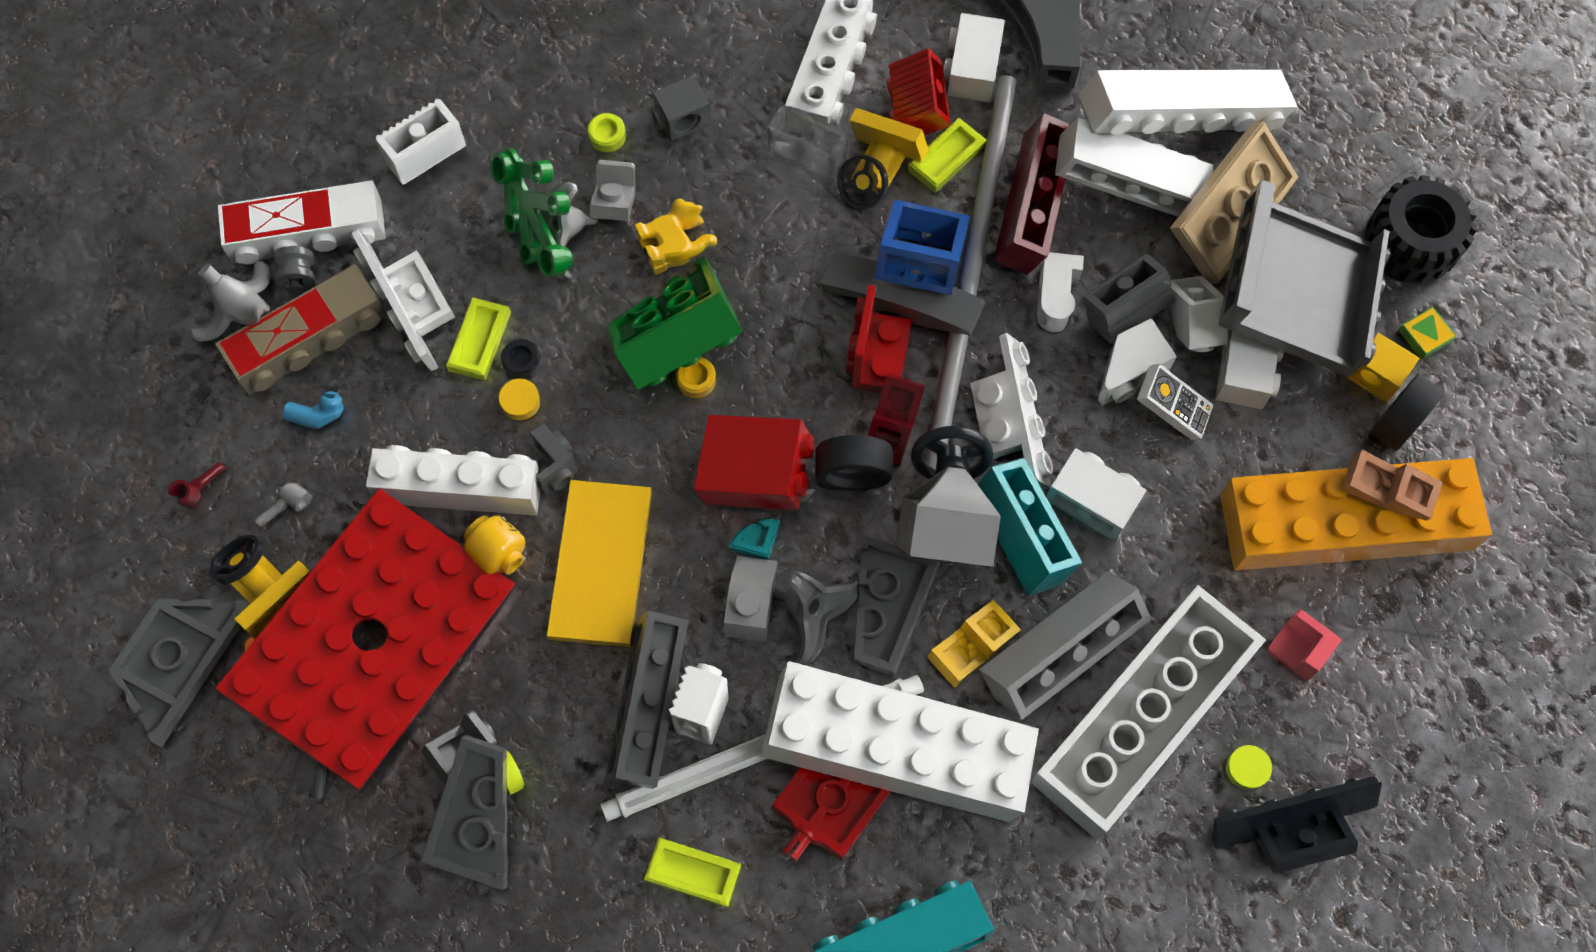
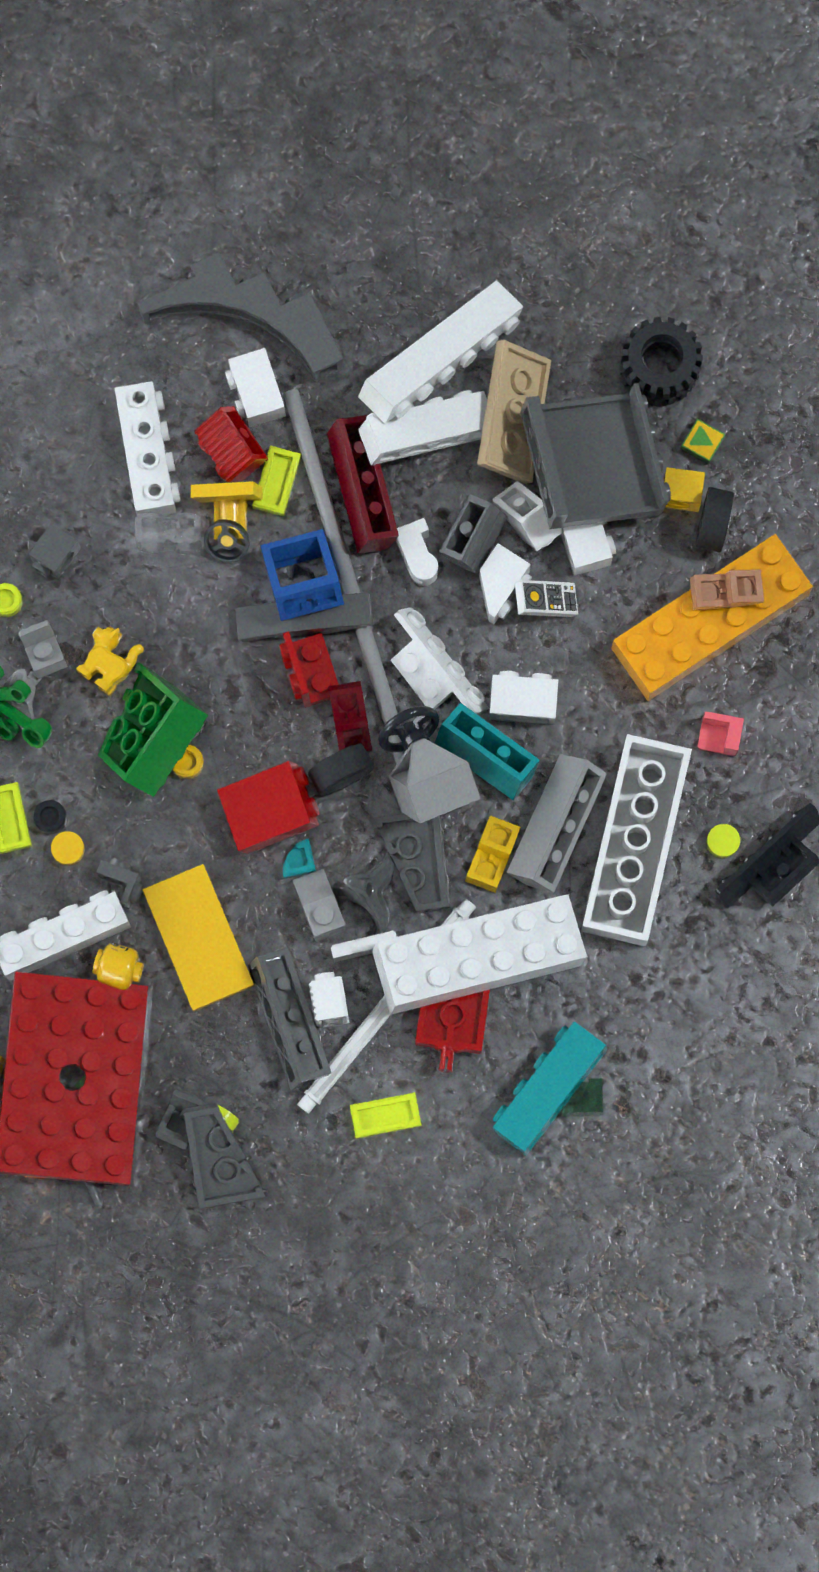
camera: 25 degrees left, 10 degrees up
(762, 662) = (359, 946): none -> white tile

